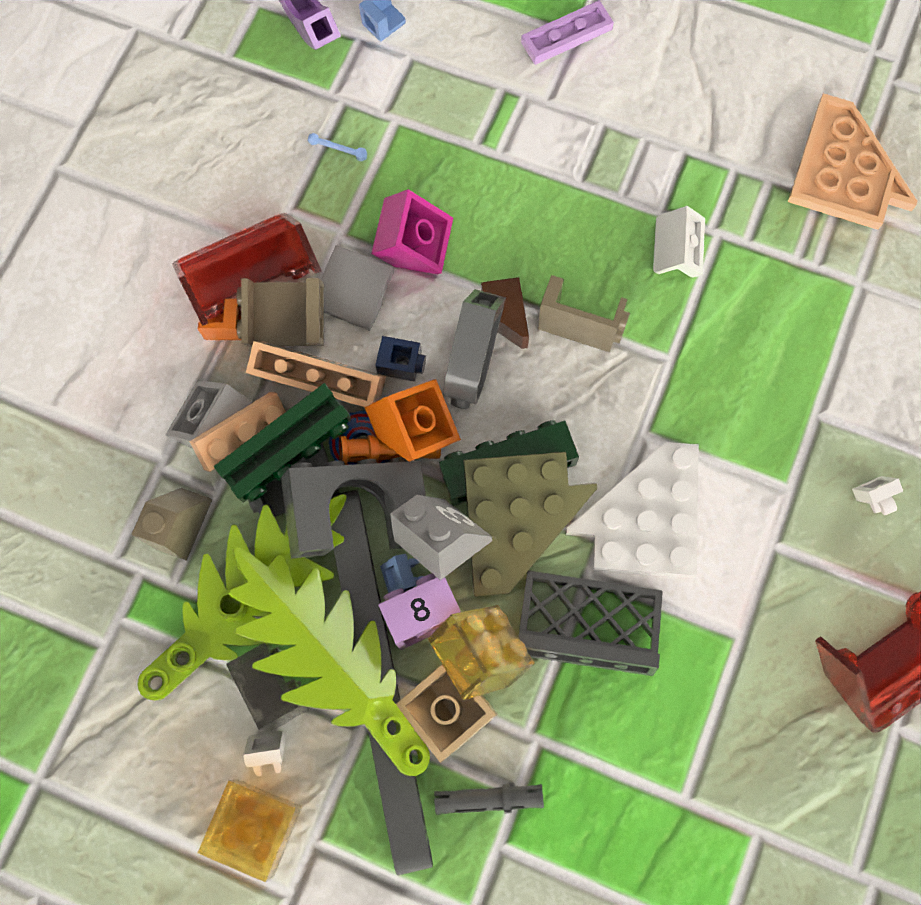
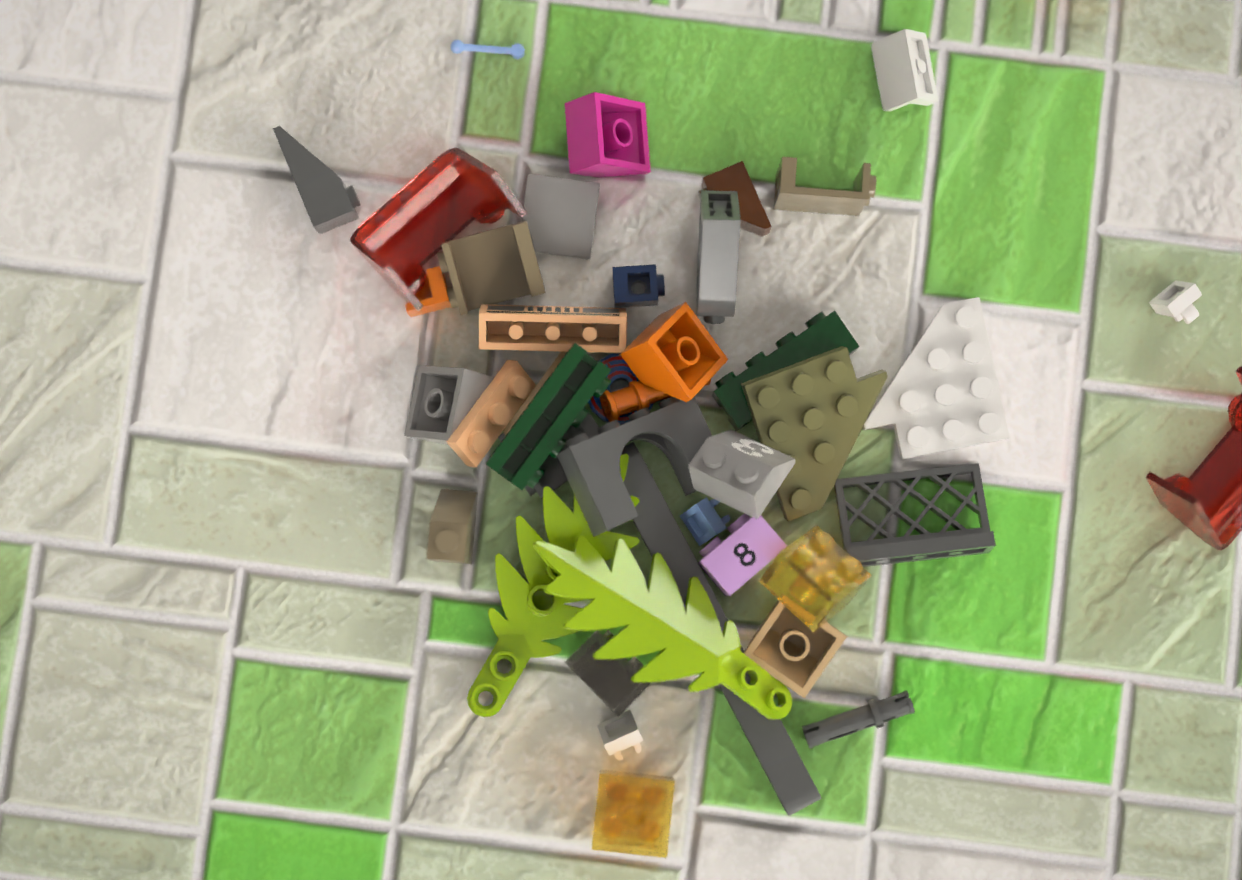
camera: 20 degrees left, 10 degrees up
(163, 221) = (320, 188): none -> dark grey slope

